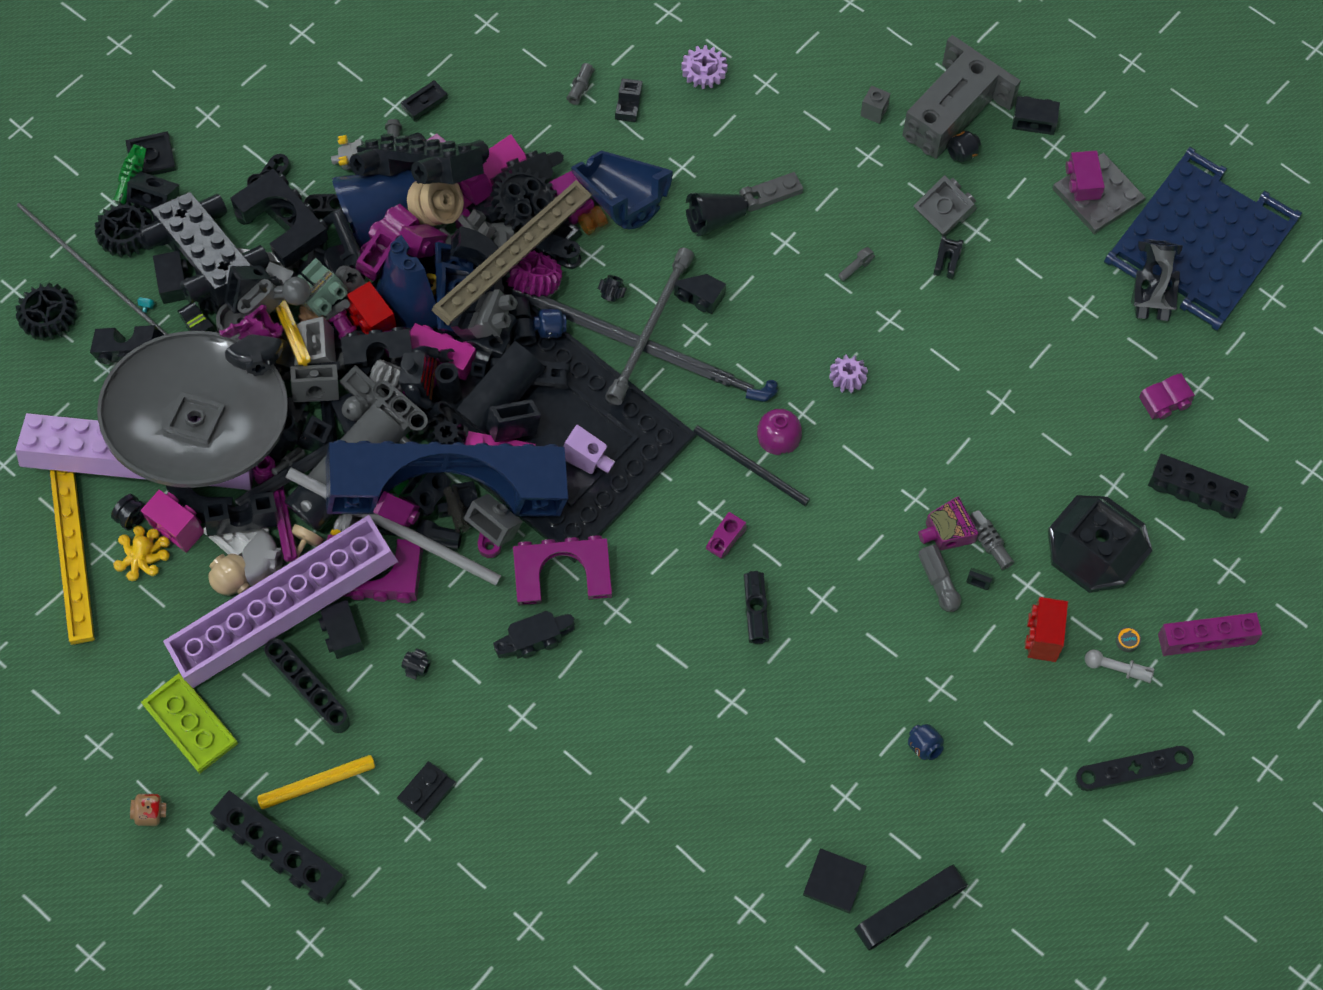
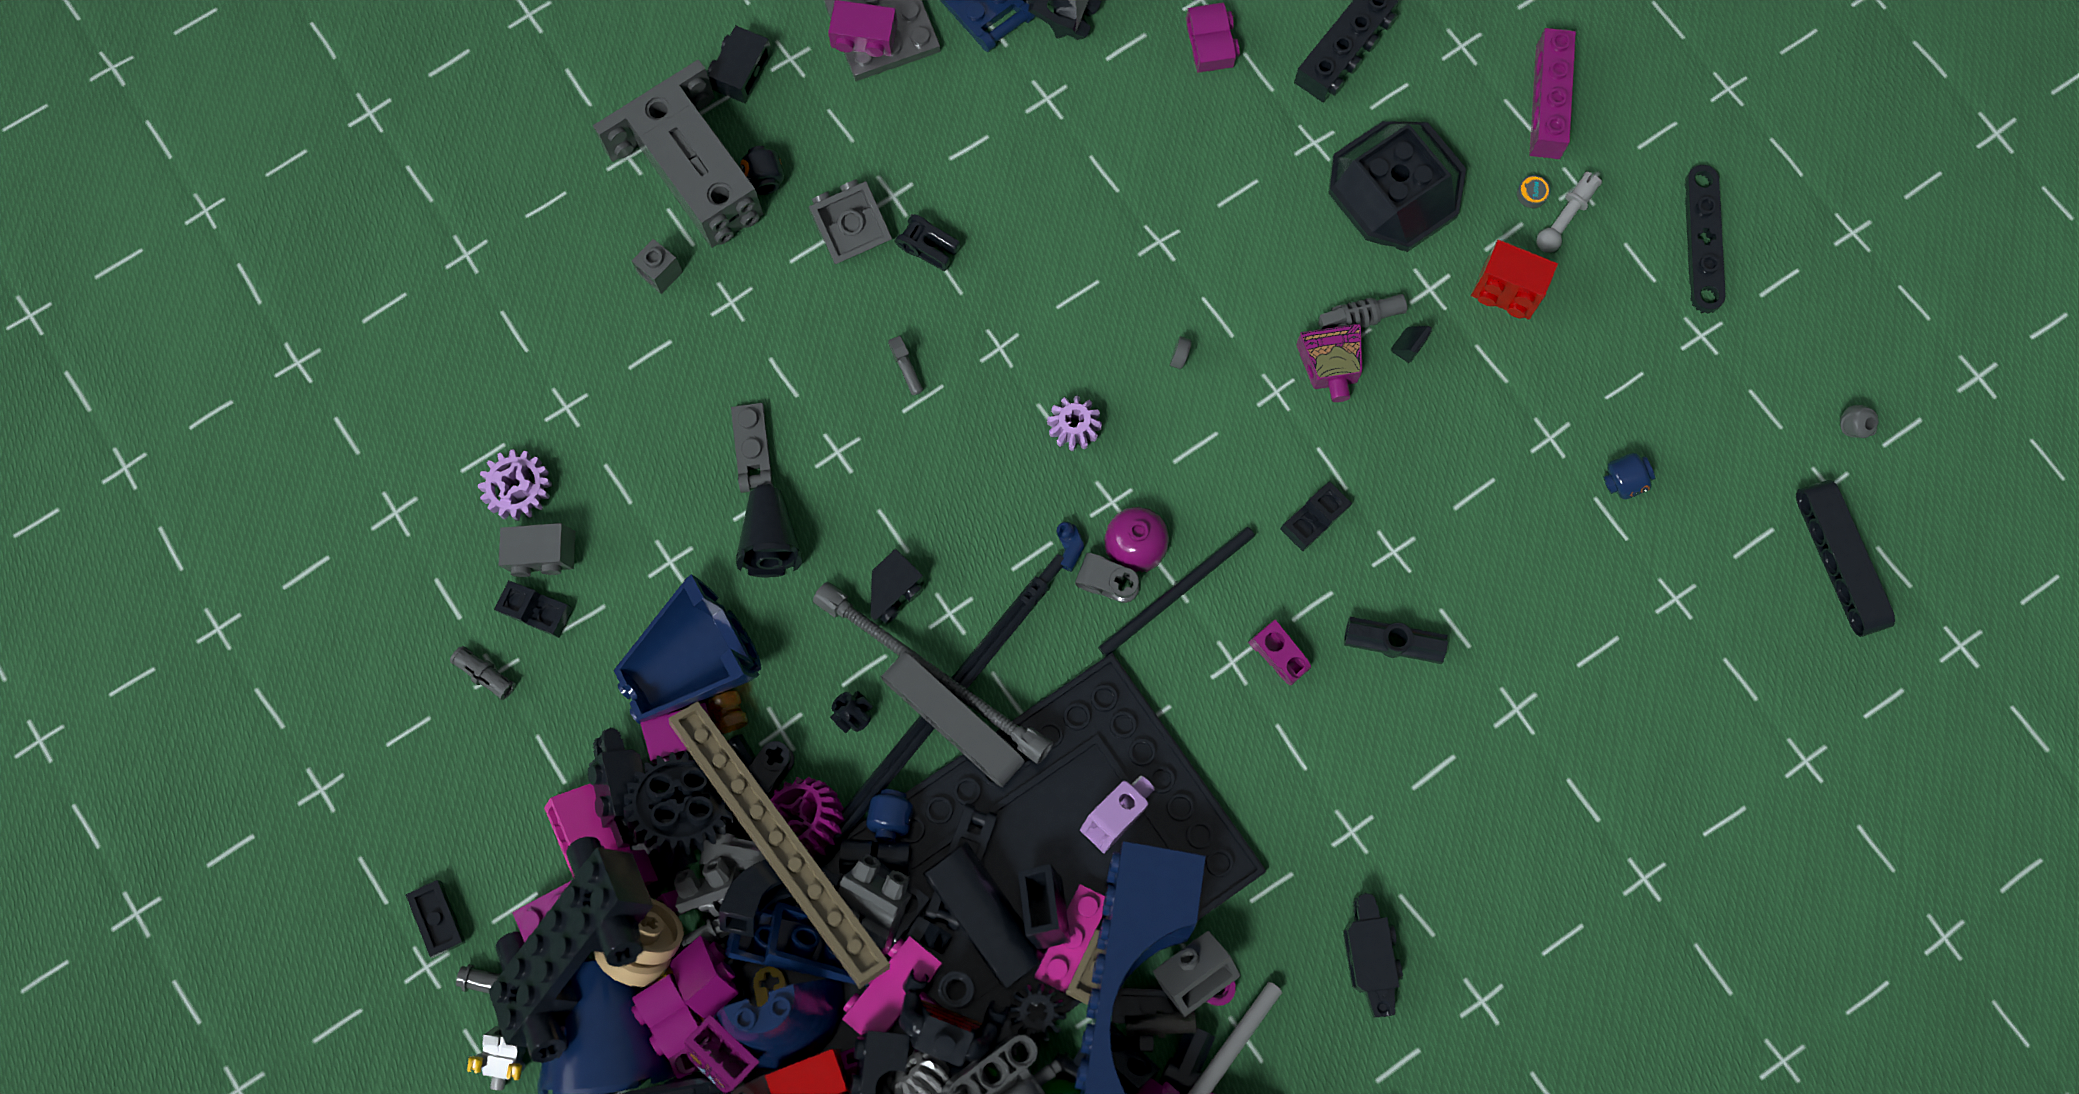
camera: 75 degrees left, 10 degrees up
(531, 558) = (1260, 929): magenta arch -> none
(621, 342) = (953, 719): none -> dark grey beam
(665, 88) = (536, 548): none -> dark grey brick
(745, 418) = (1102, 578): none -> dark grey piece
(831, 542) = (1315, 516): none -> black slope
(834, 880) = (1794, 643): black tile -> none
(921, 428) = (1180, 352): none -> dark grey tile
(939, 577) = (1404, 392): dark grey piece -> none
(1018, 905) = (1859, 421): none -> dark grey piece

